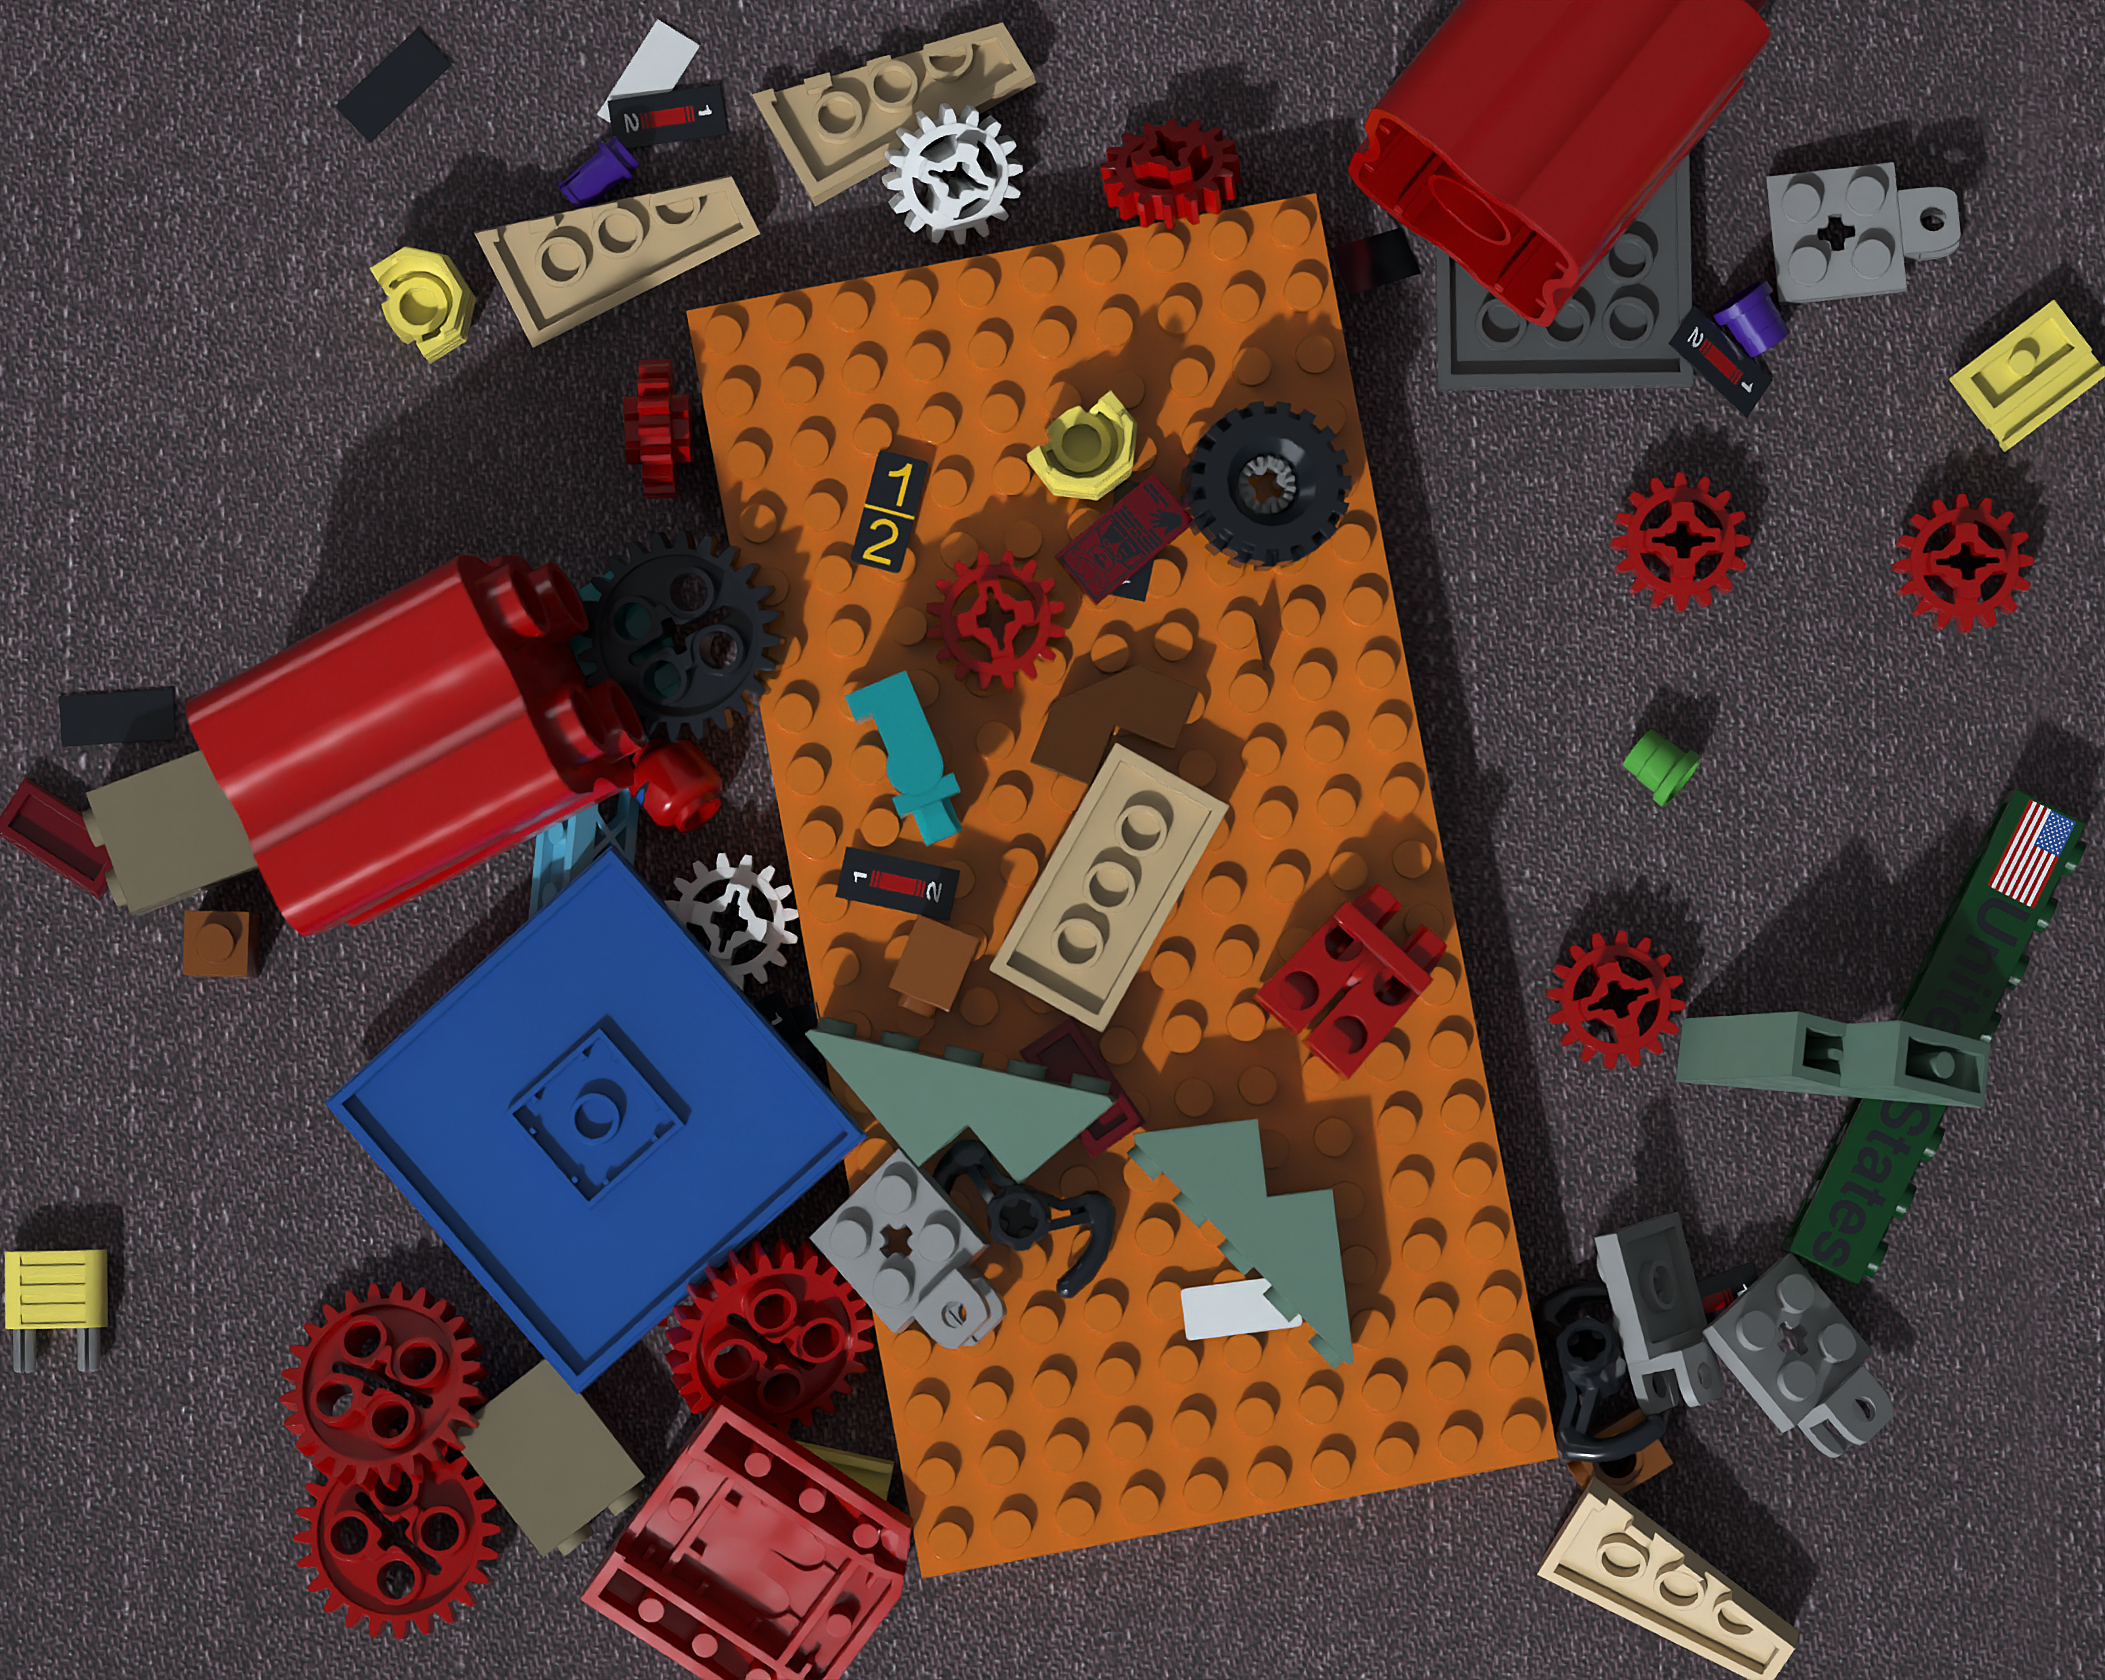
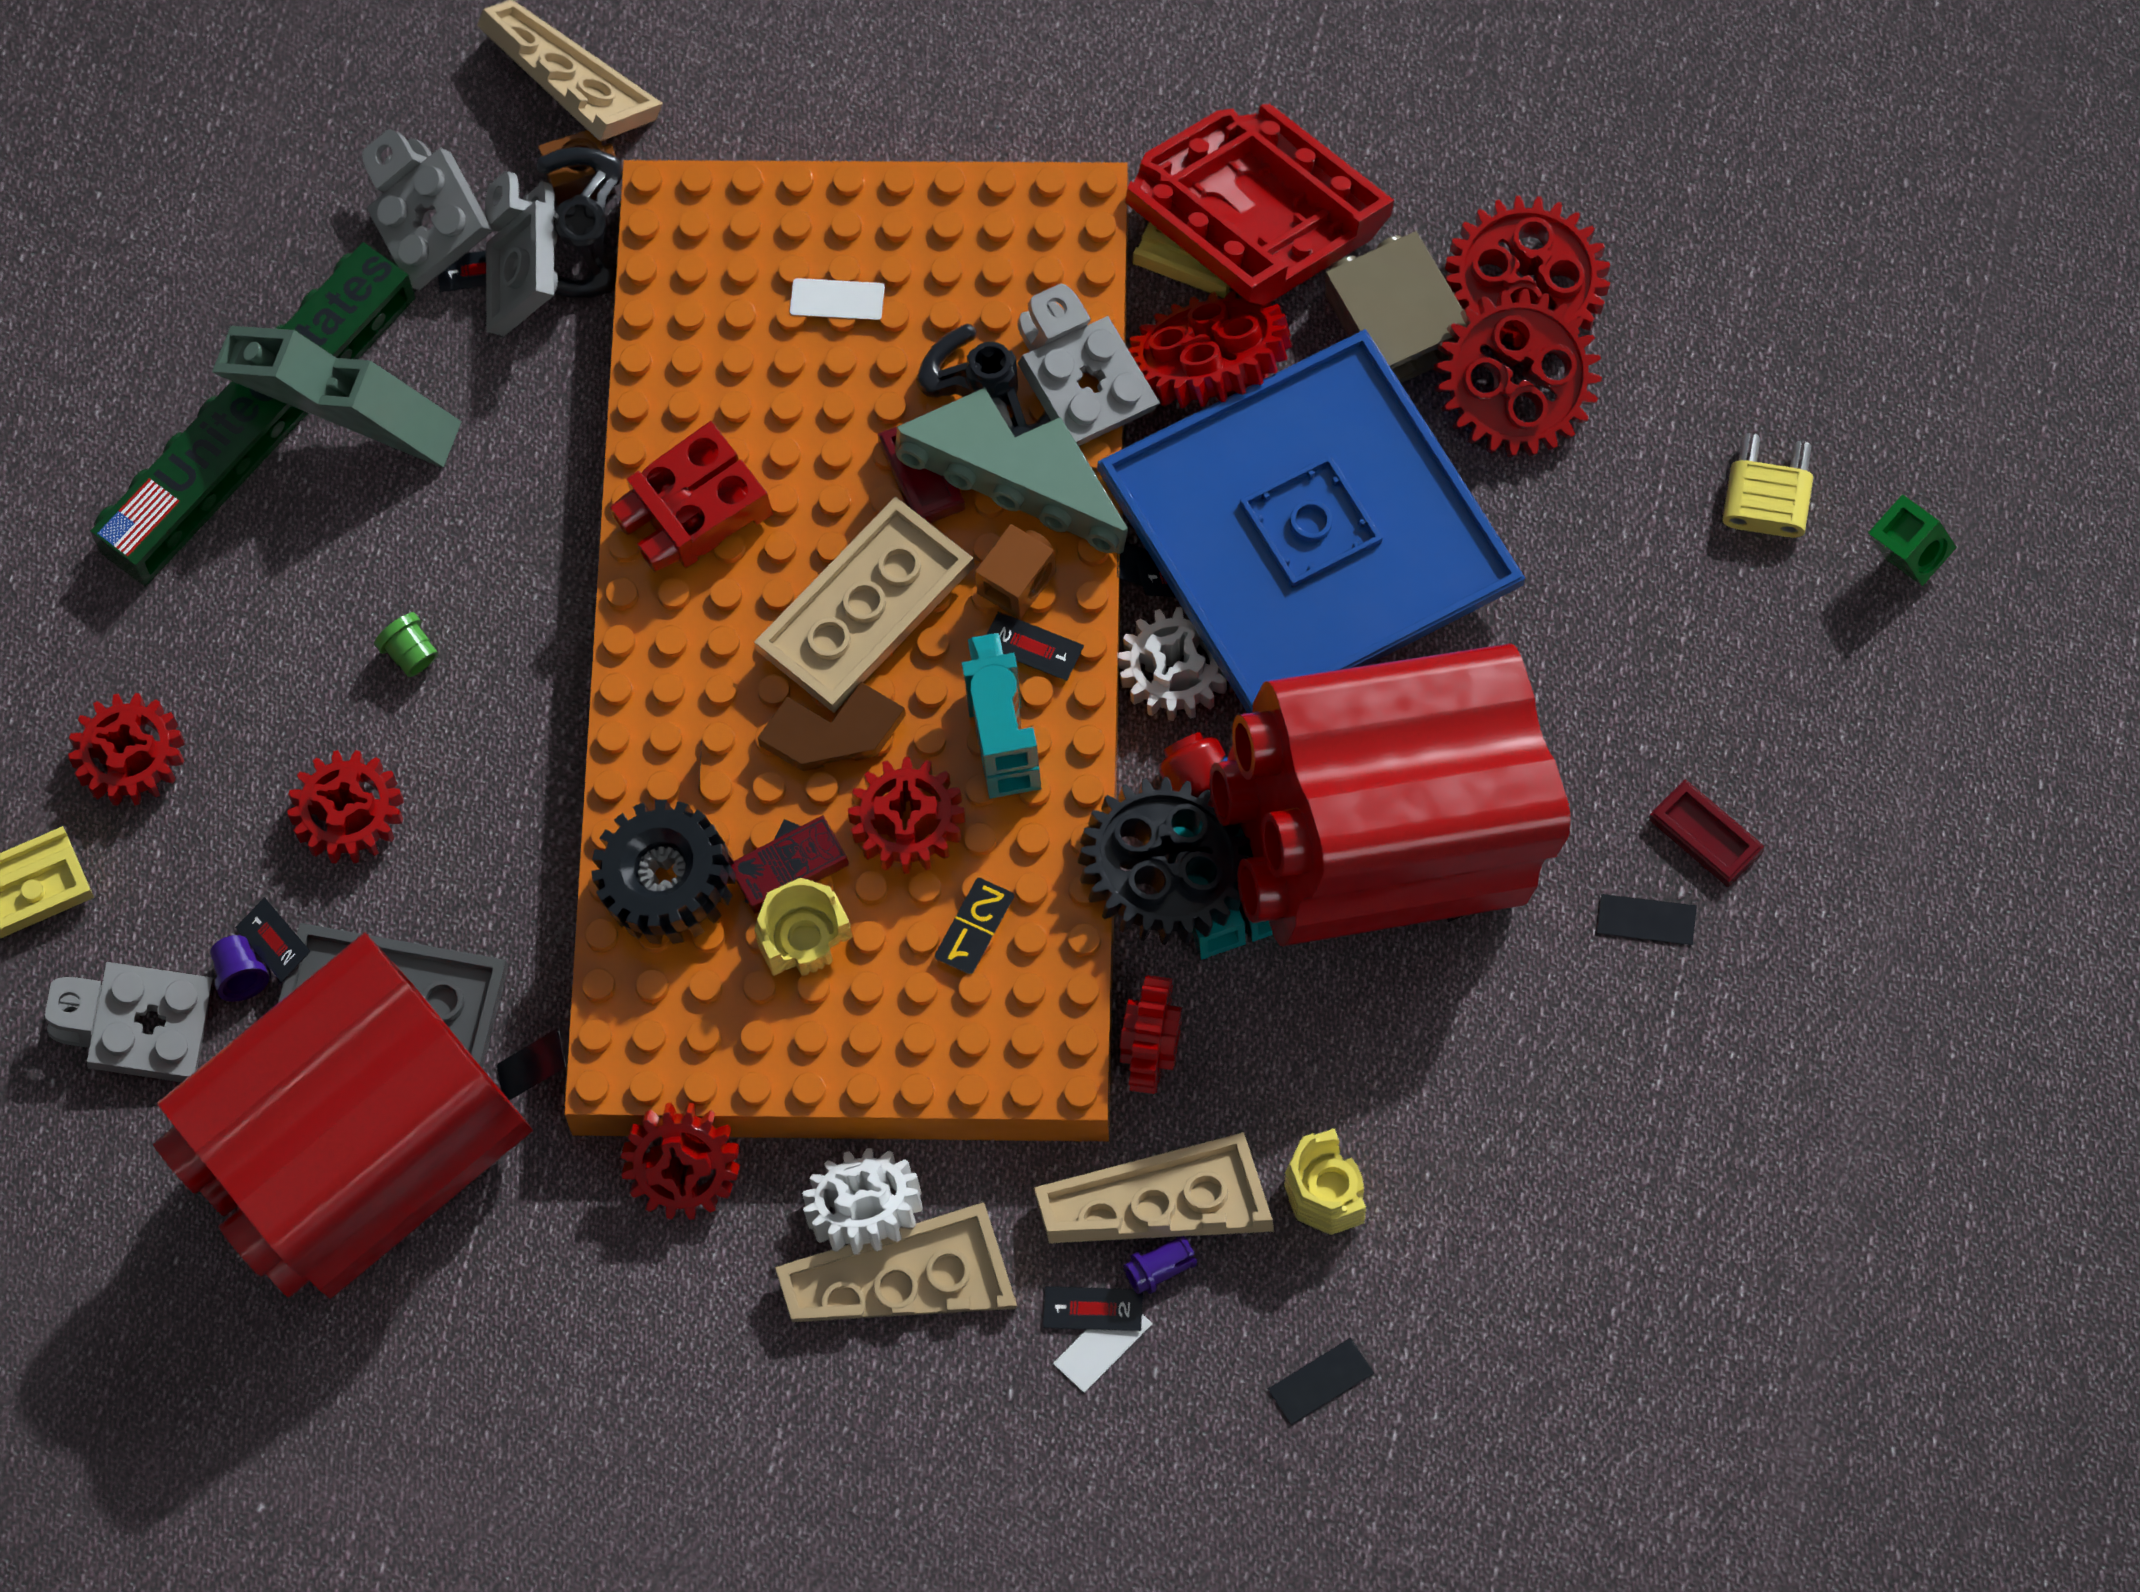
camera: 160 degrees left, 20 degrees down
(168, 834) = (1617, 813): dark tan brick -> none
(221, 944) = (1588, 718): dark orange brick -> none
(1281, 1235) = (797, 337): sand green slope -> none
(1625, 1028) = (484, 462): red gear -> none

